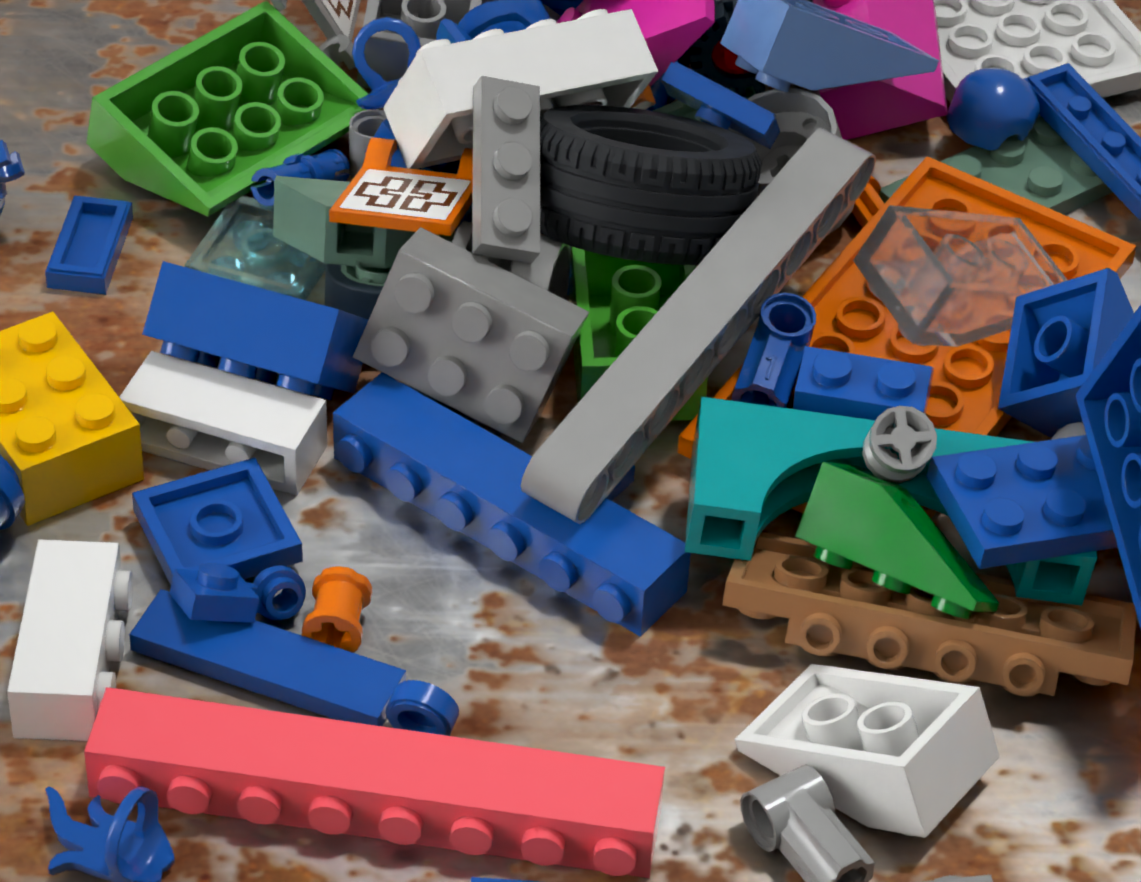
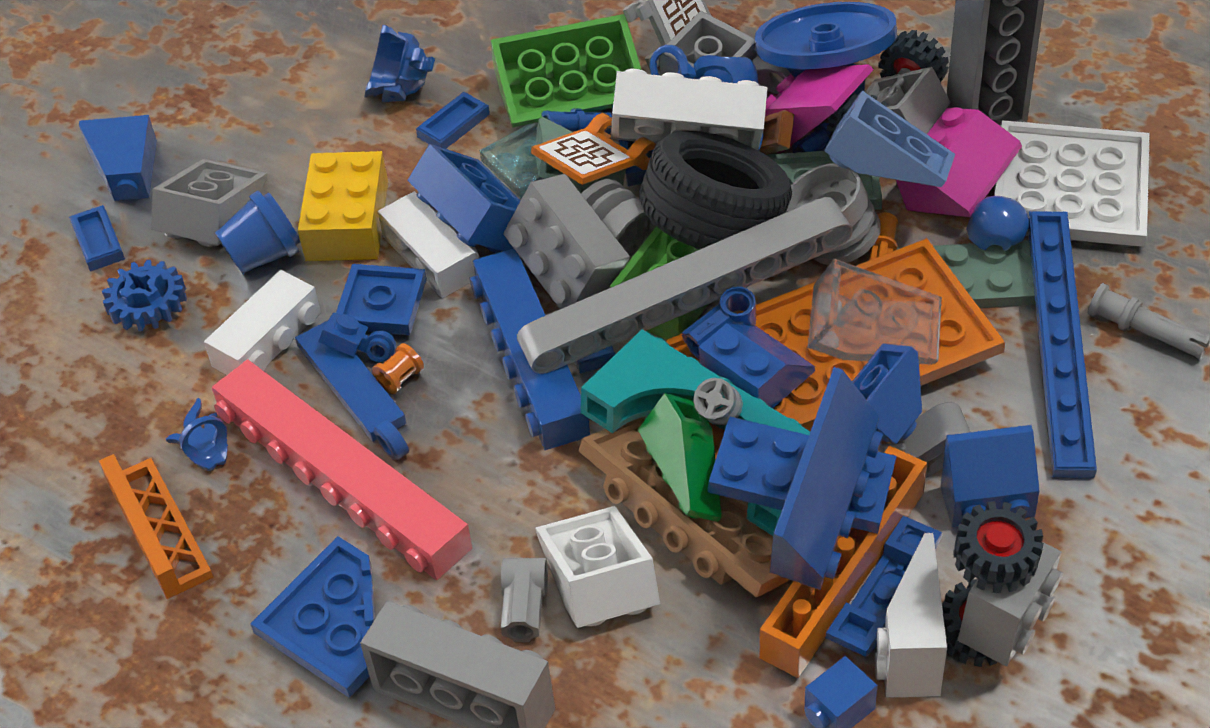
camera: 40 degrees right, 5 degrees up
(506, 170) = (627, 157): light grey plate -> none
(720, 105) = (797, 163): blue plate -> none

